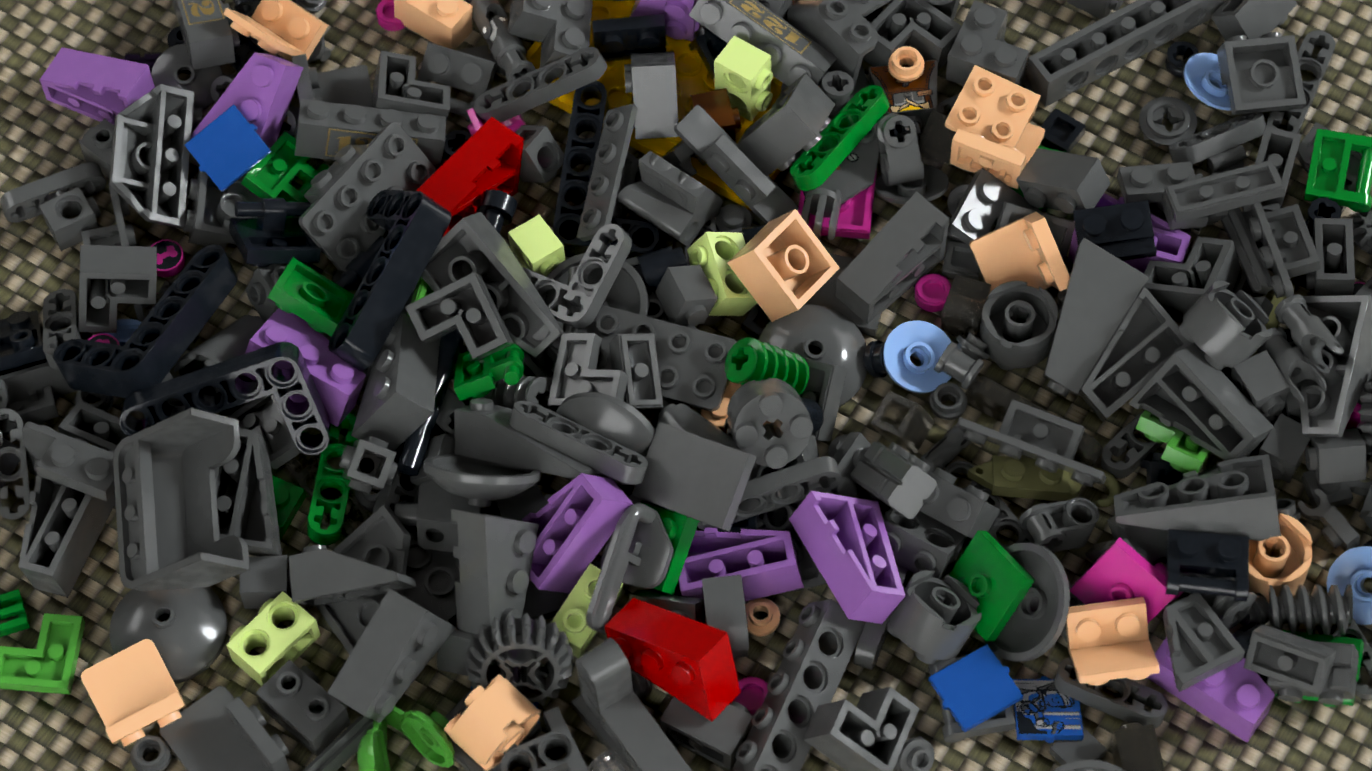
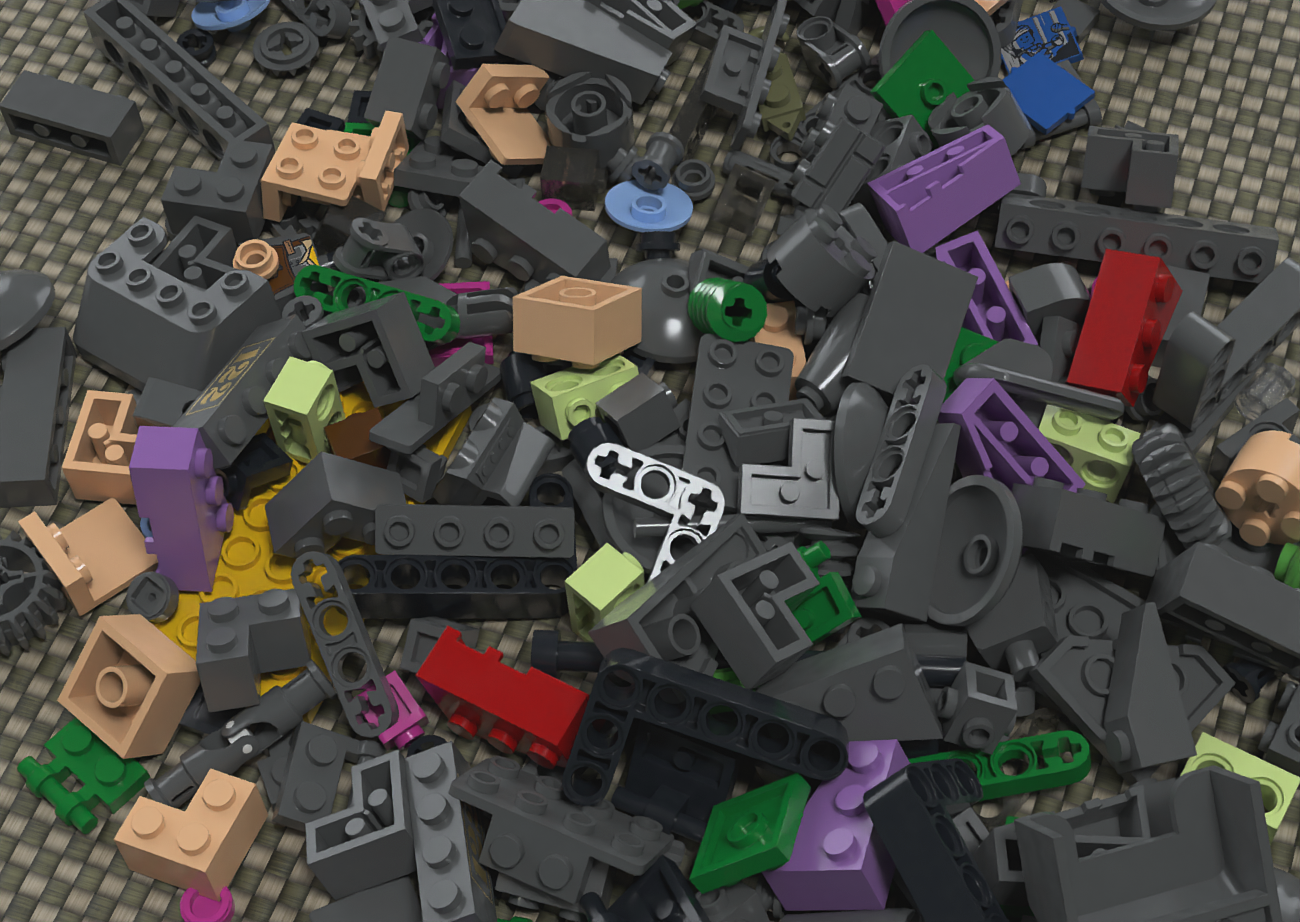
camera: 100 degrees left, 5 degrees down
(629, 35) = (246, 536): black plate -> none

